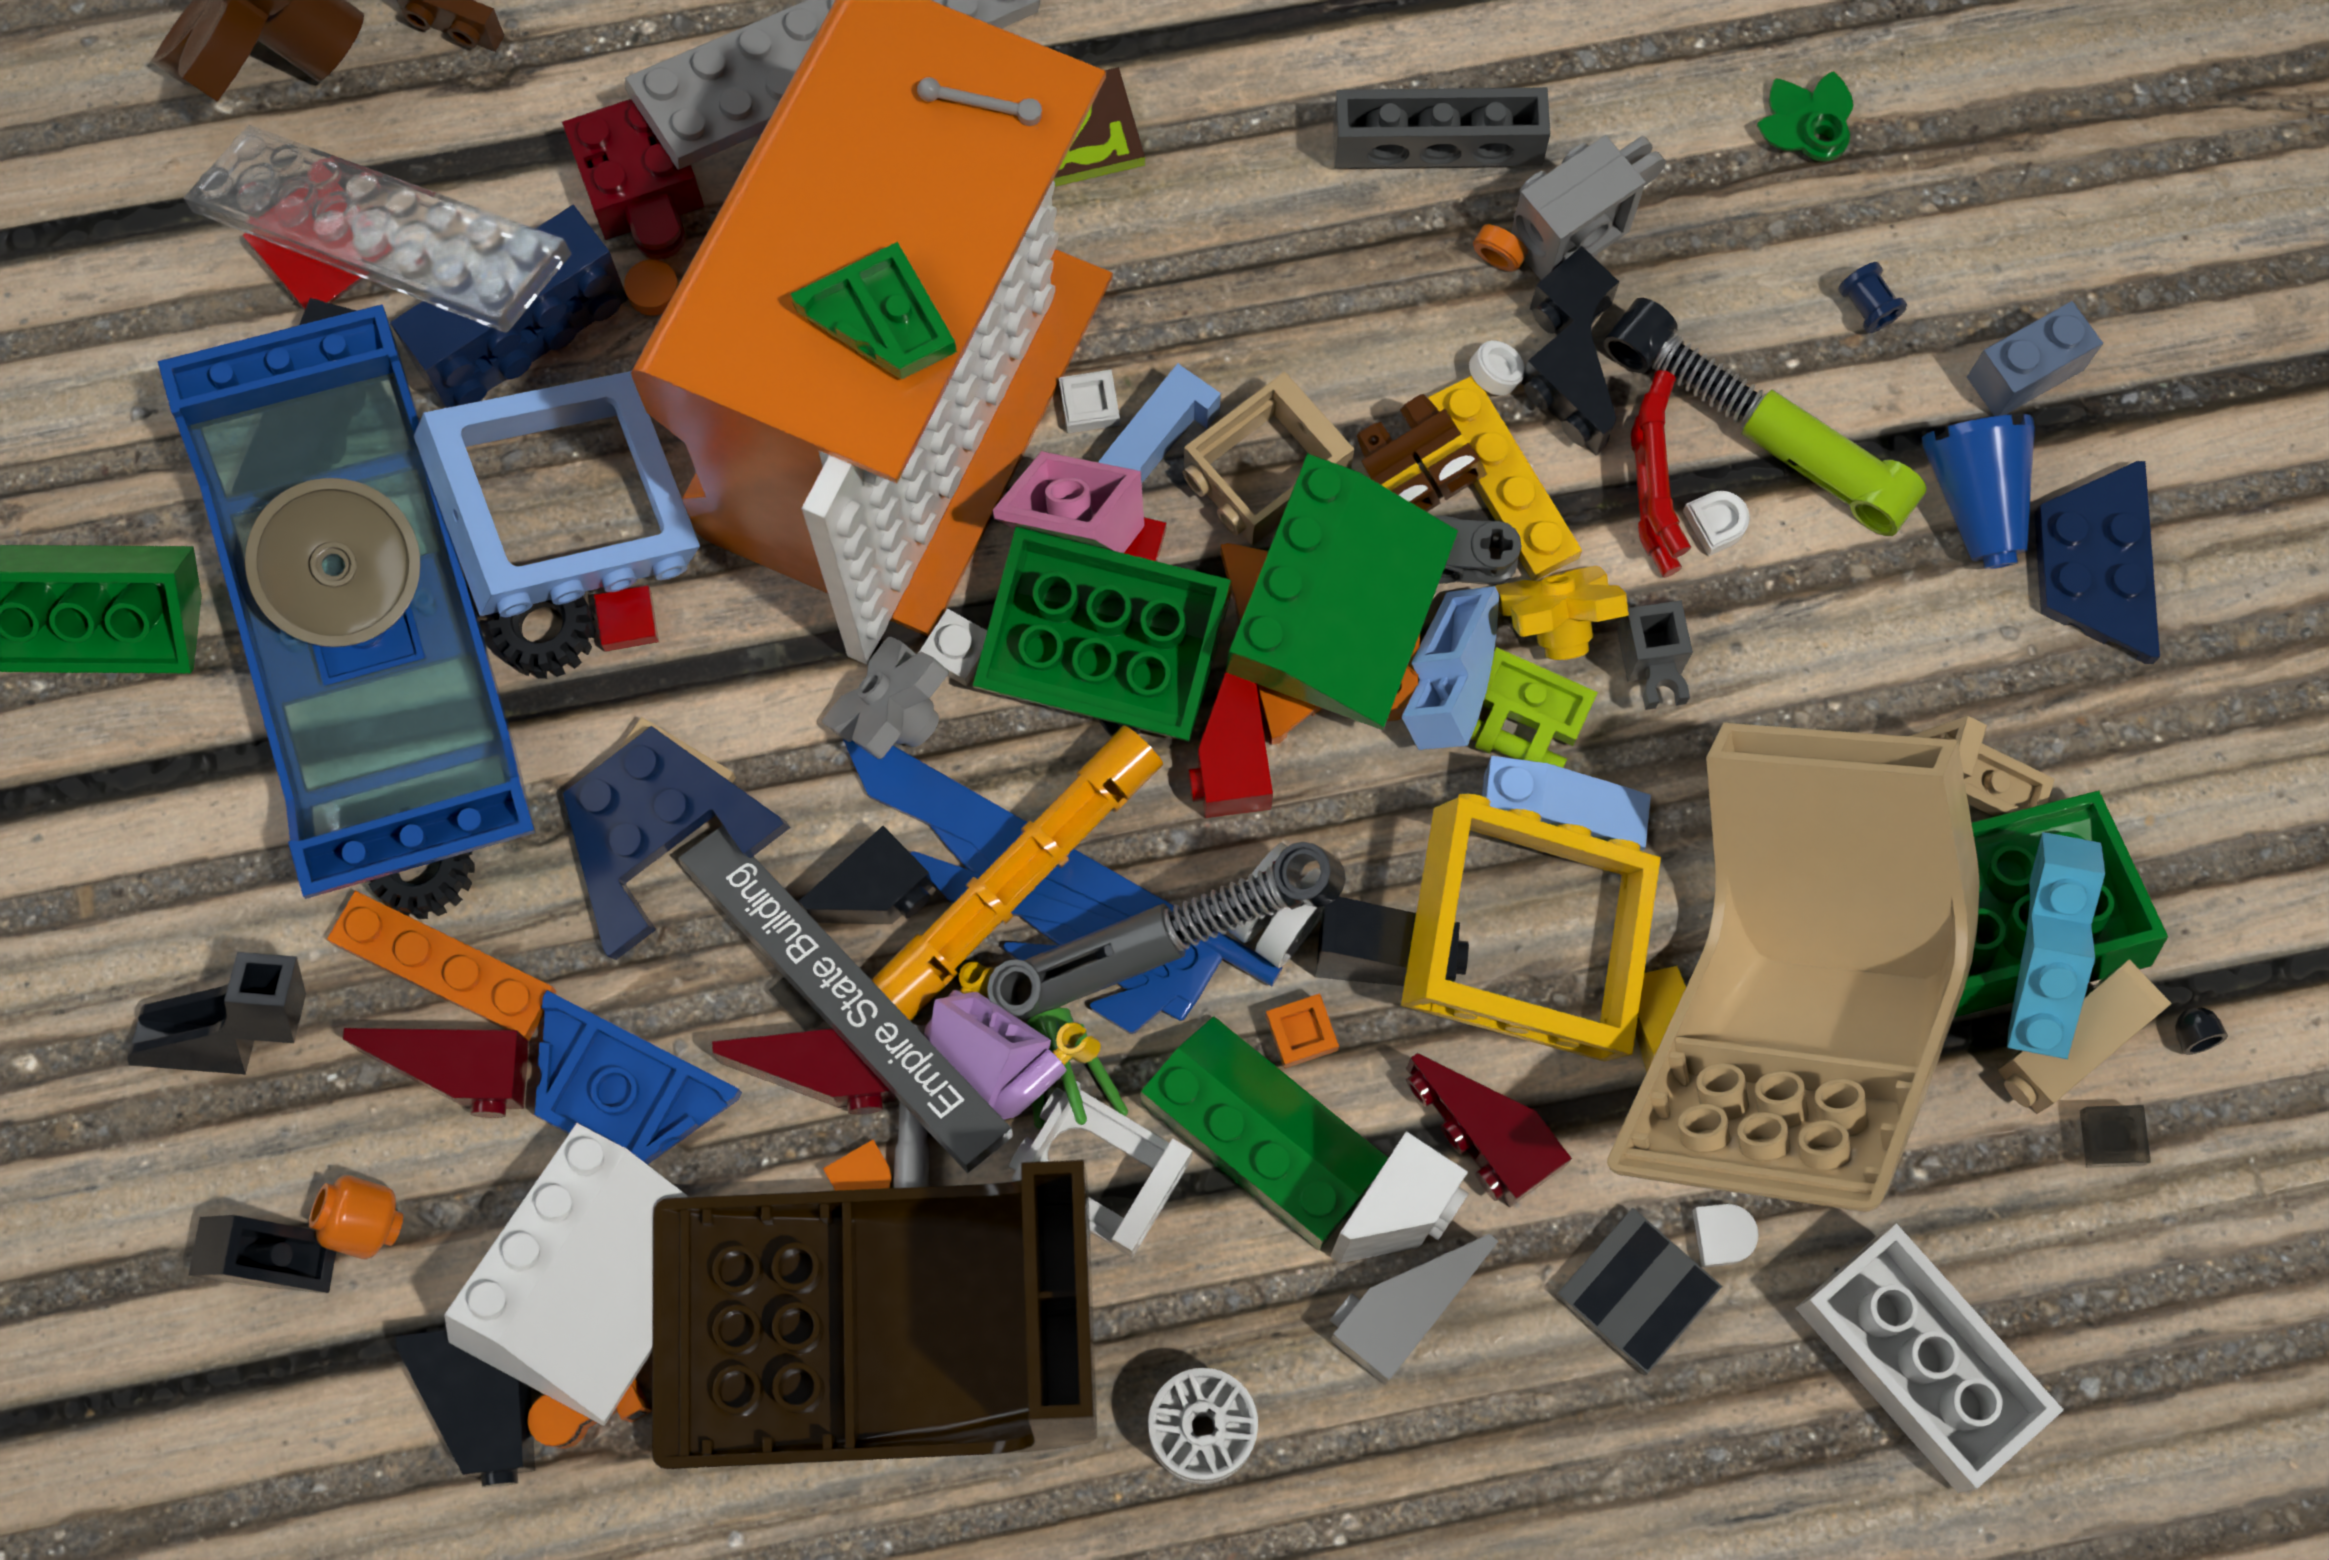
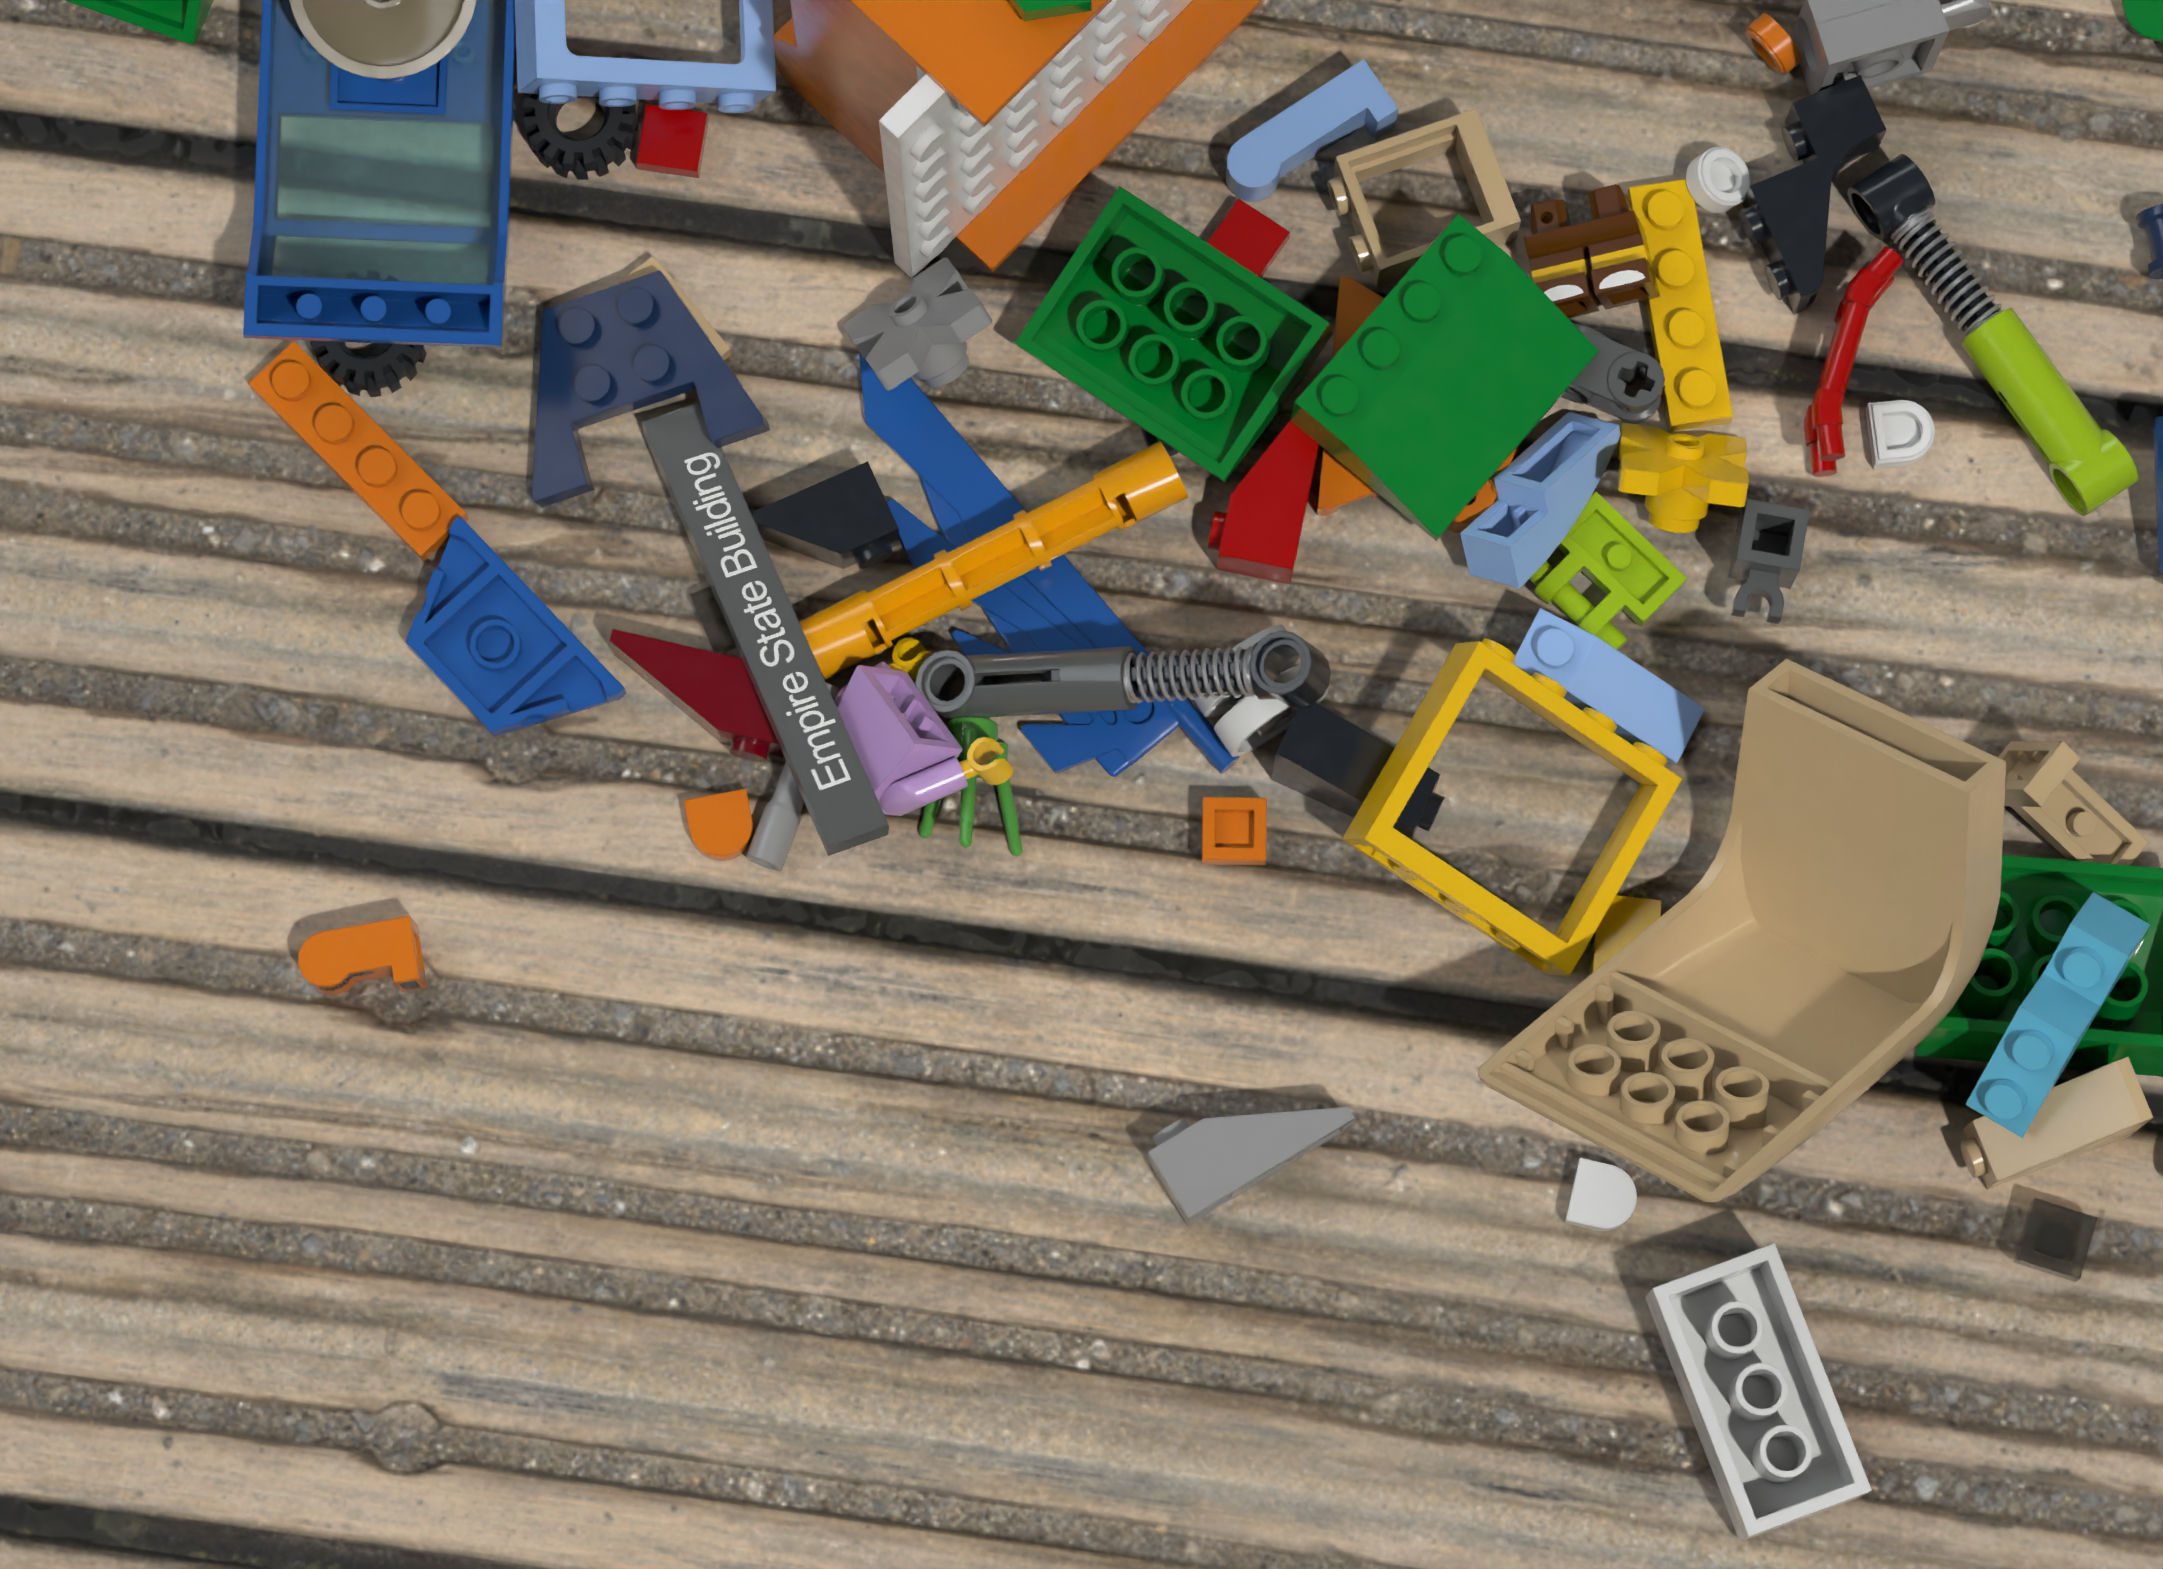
camera: 20 degrees right, 5 degrees up
(219, 1025) = (110, 436): black arch -> none
(261, 1254) = (84, 689): black slope -> none
(355, 1217) = (189, 684): orange head -> none
(467, 1066) = (349, 566): dark red slope -> none
(474, 1408) = (256, 909): black slope -> none
(570, 1279) = (406, 824): white slope -> none
(874, 1323) = (683, 974): dark brown piece -> none
(956, 646) = (1012, 291): white plate -> none
(1076, 501) = (1195, 179): bright pink slope -> none
(1089, 401) = (1255, 66): white tile -> none
(1165, 1159) = (901, 888): white panel -> none
(1194, 1396) = (990, 1166): white wheel -> none
(1263, 1131) = (1156, 920): green slope -> none
(1406, 1202) = (1262, 1044): white slope -> none
(1500, 1134) = (1402, 1010): dark red slope -> none
(1638, 1291) = (1487, 1222): tile -> none

